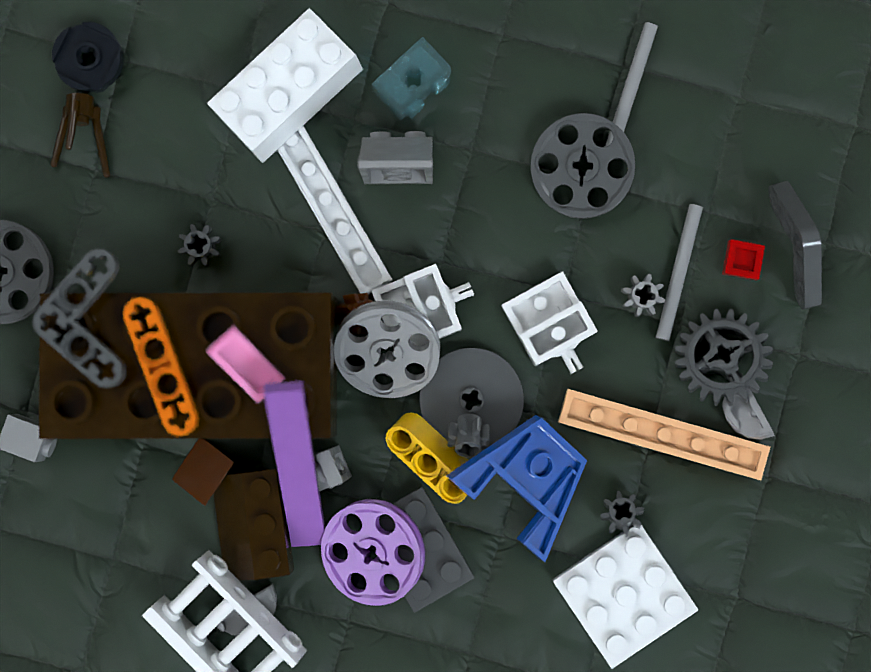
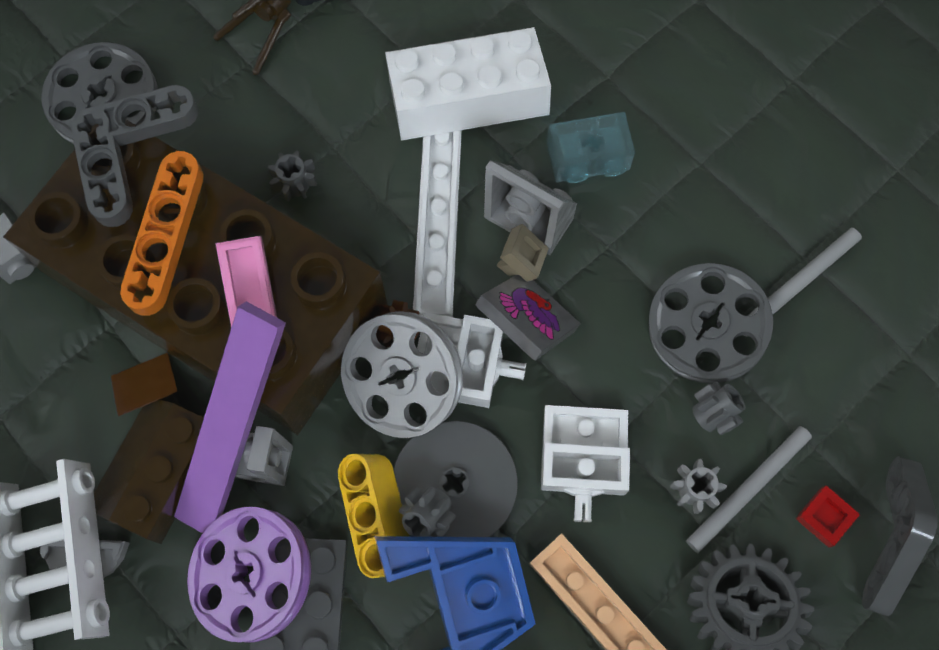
camera: 25 degrees right, 15 degrees down
(415, 200) = (523, 254): none -> dark tan tile
(448, 245) = (527, 315): none -> flat silver tile
(625, 229) = (718, 408): none -> dark grey gear

